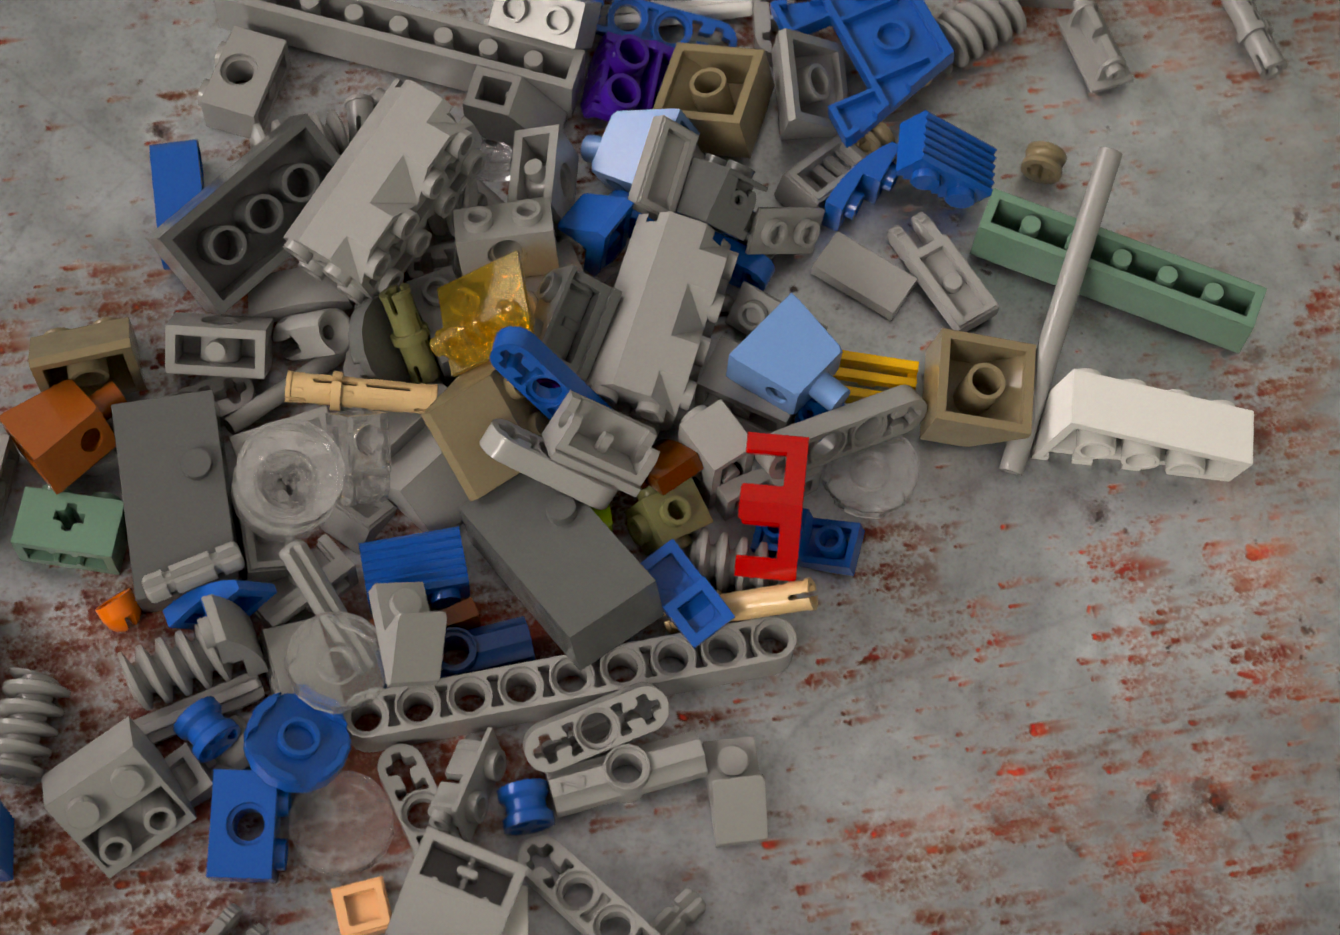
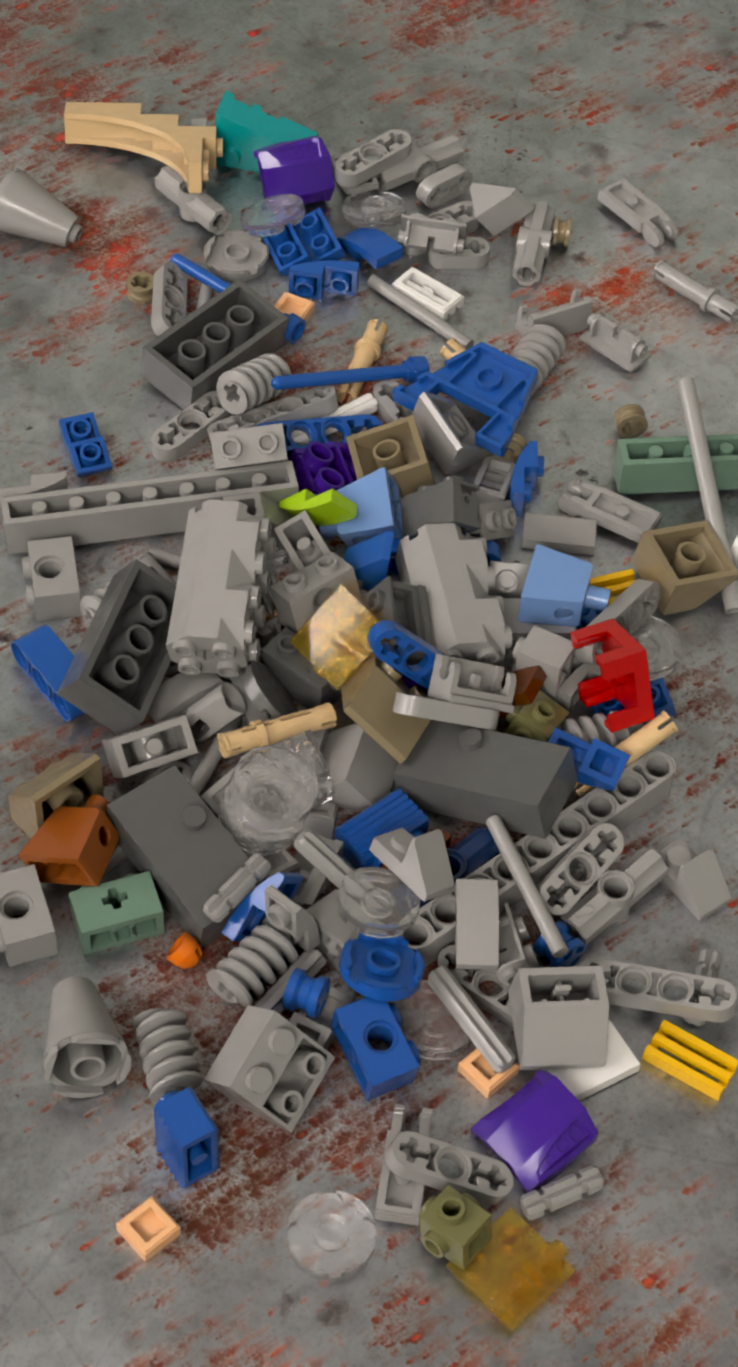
camera: 25 degrees left, 15 degrees down
(369, 847) = (471, 1019): none -> light grey axle
(410, 333) = (285, 677): olive pin -> none
(435, 740) = (476, 924): none -> light grey slope
(520, 720) = (527, 886): none -> light grey bar
(582, 125) = (323, 509): none -> lime slope
(662, 167) = (396, 504): light grey tile -> none
(945, 160) = (570, 439): blue brick -> none

